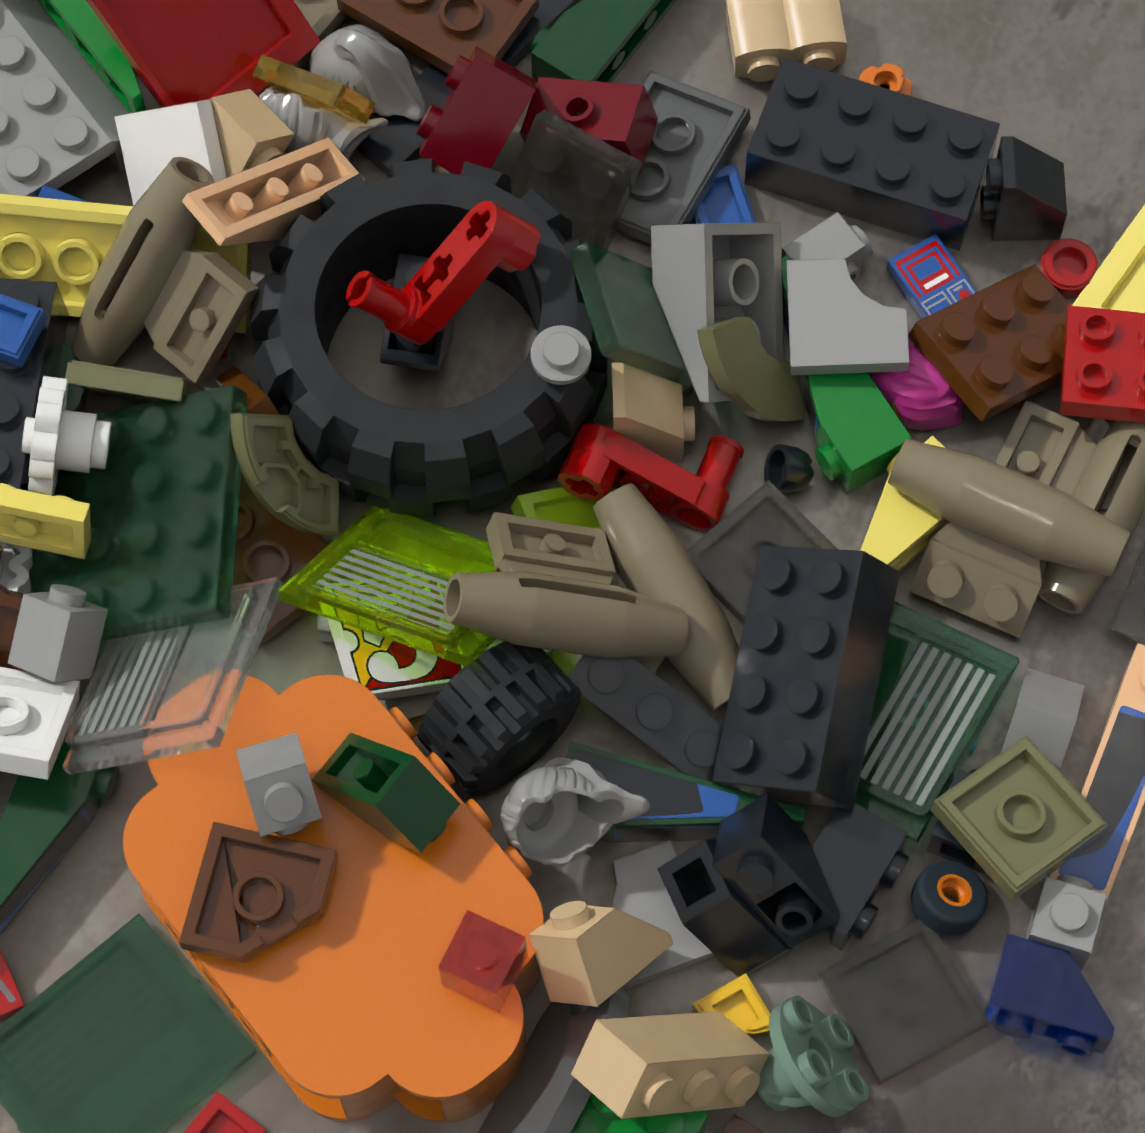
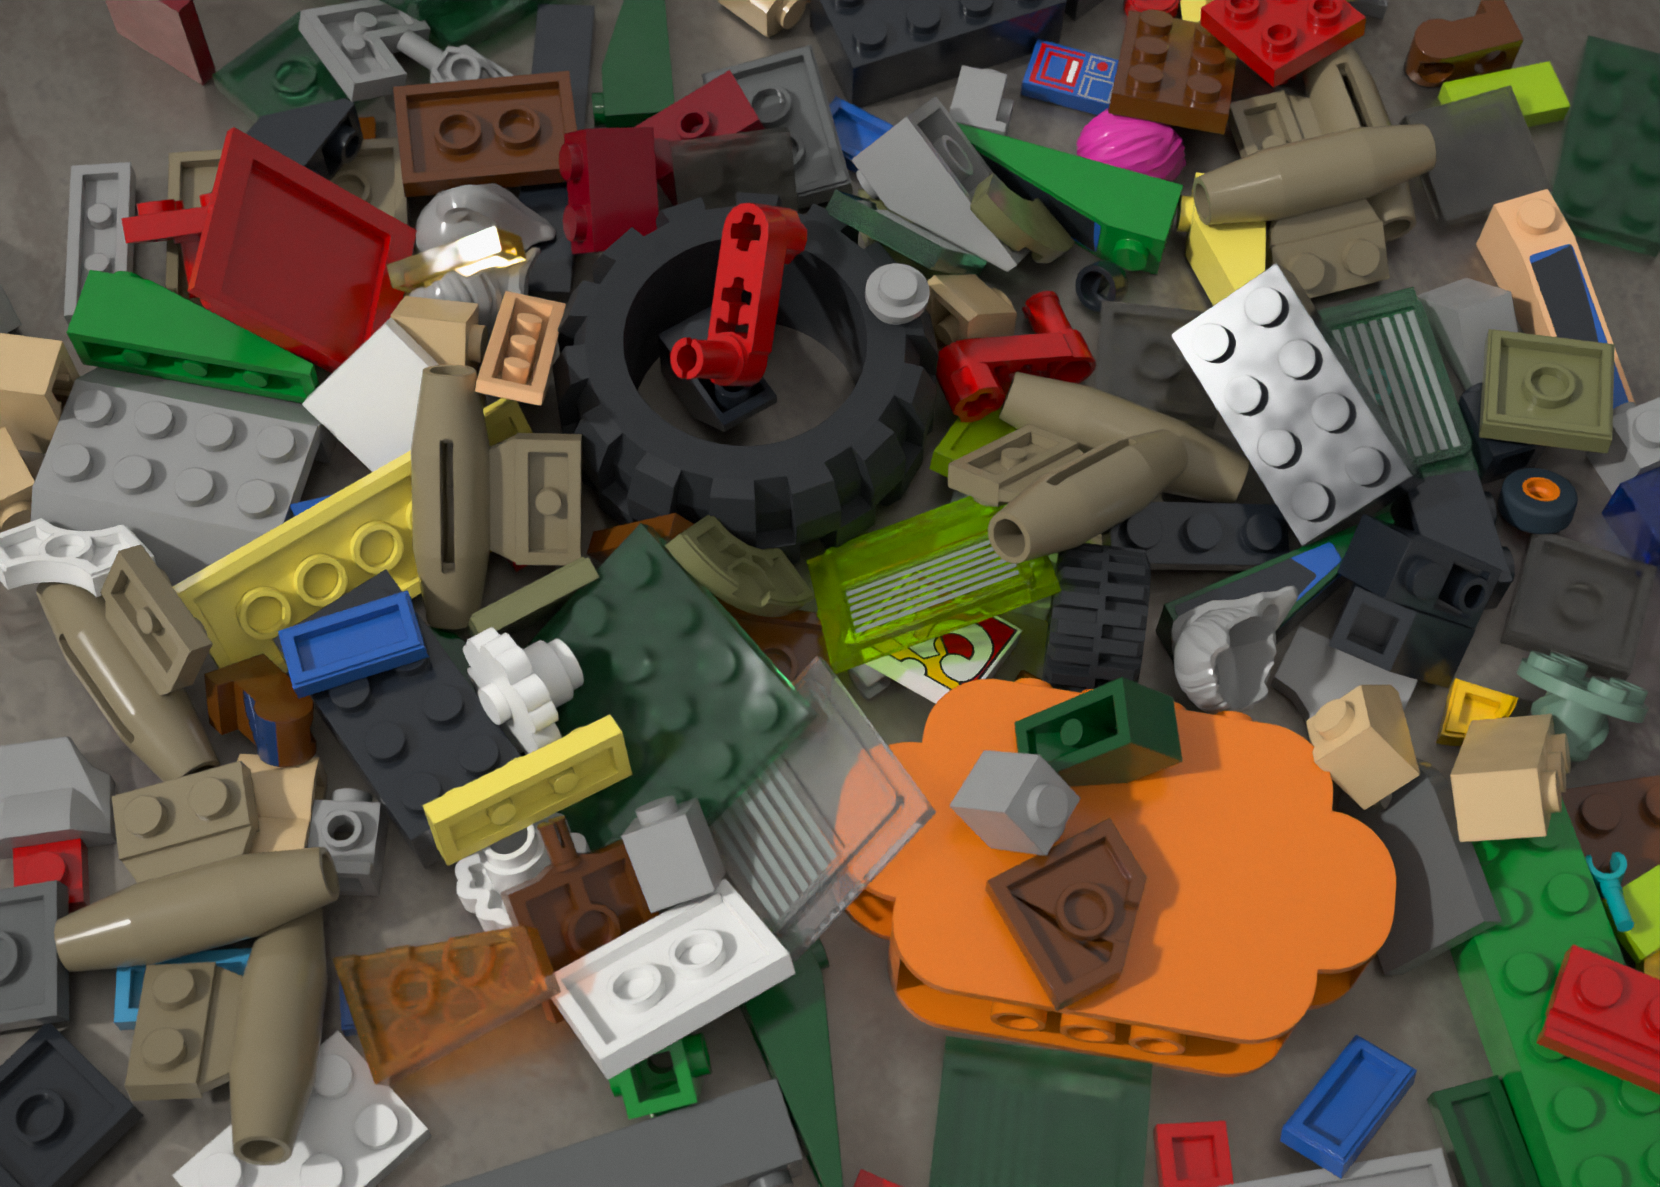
camera: 45 degrees left, 5 degrees down
(483, 961) = (1316, 805): clear red brick -> none
(838, 326) = (1051, 142): light grey tile -> none

